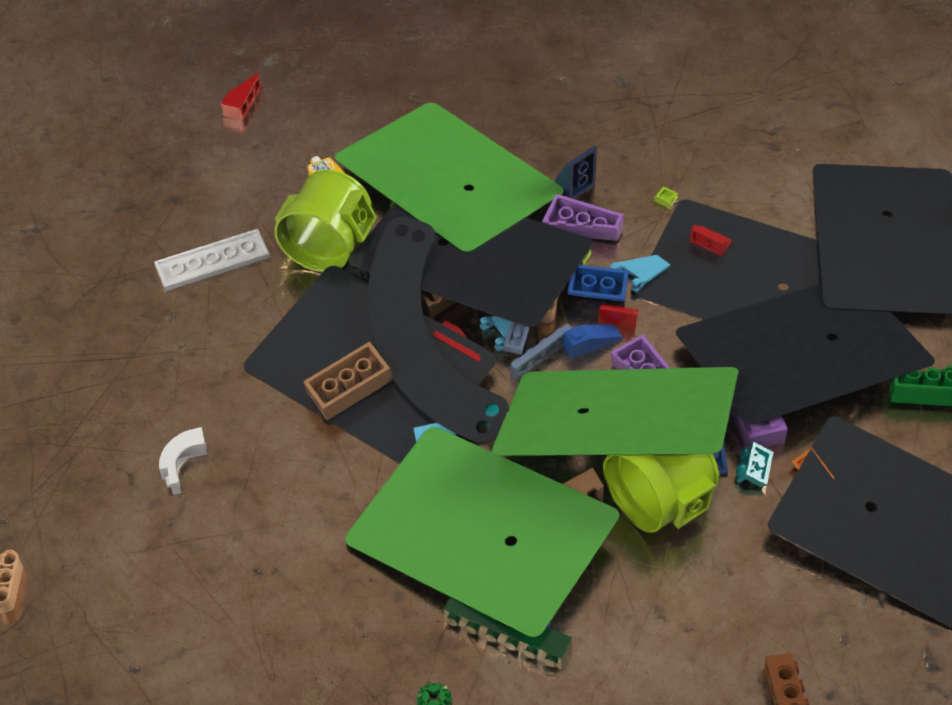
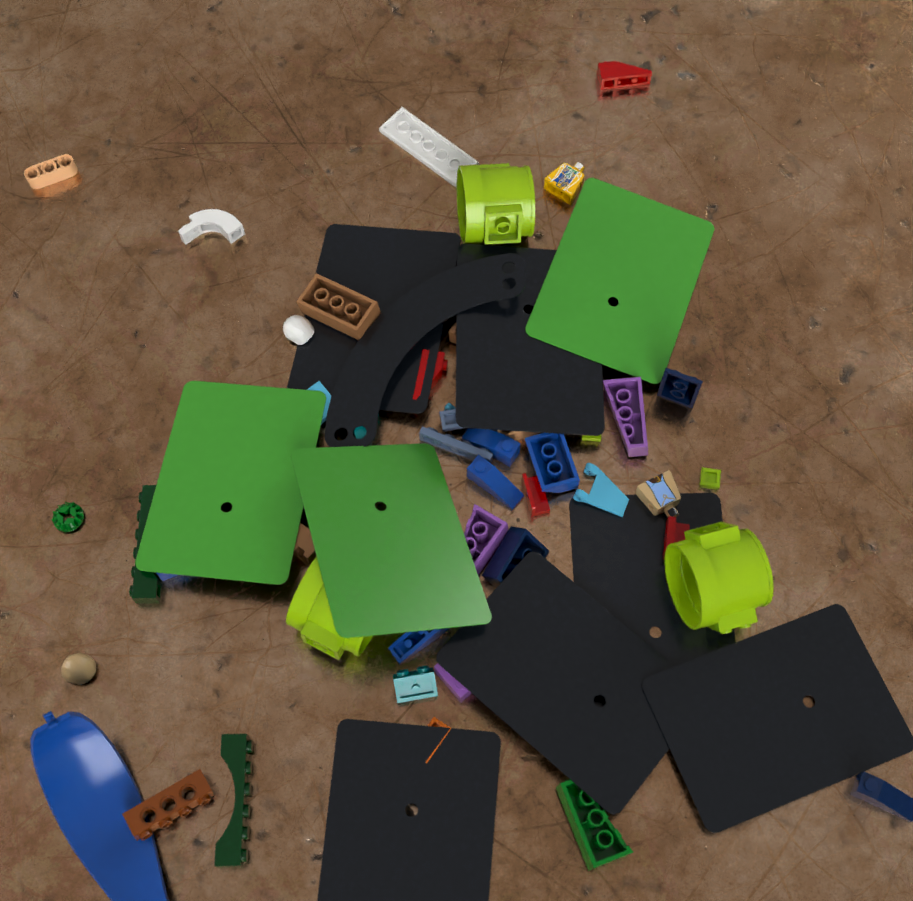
camera: 65 degrees right, 15 degrees up
(344, 428) = (298, 329): none -> white hair
(557, 317) = (503, 447): none -> blue slope
(666, 230) = (660, 494): none -> torso
(670, 347) = (511, 551): none -> dark blue slope
(763, 628) = (230, 848): none -> dark green arch
(767, 235) = (718, 577): none -> lime cylinder

